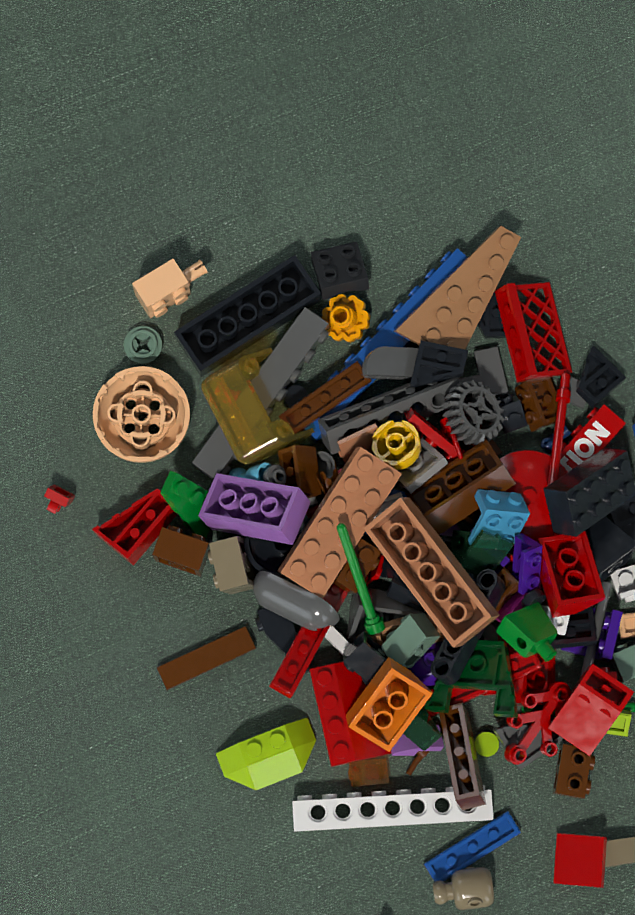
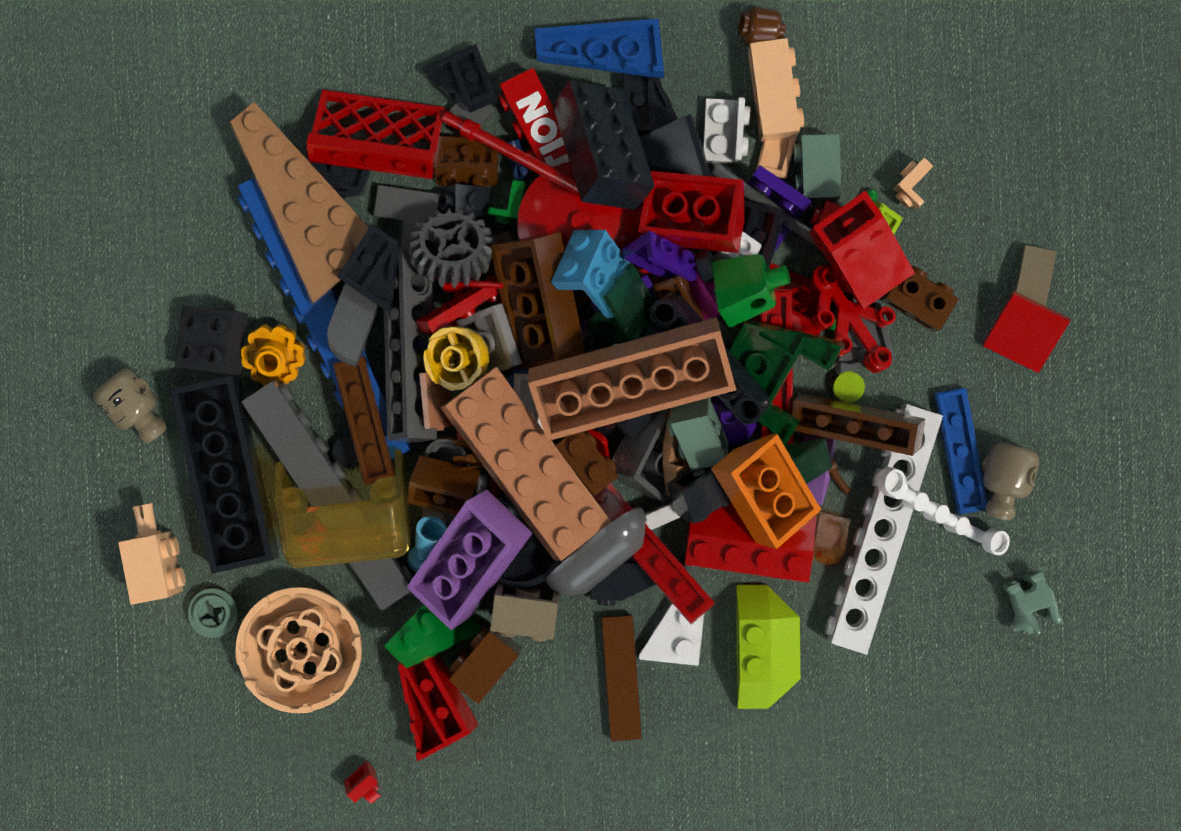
camera: 70 degrees left, 10 degrees up
(251, 687) = (674, 640): none -> white wing
(271, 229) = (129, 403): none -> dark tan piece
(275, 471) = (434, 525): dark grey plate -> none
(374, 623) = (660, 468): green piece -> none
(430, 790) = (893, 484): none -> white bar
(511, 445) = (506, 217): none -> green bracket

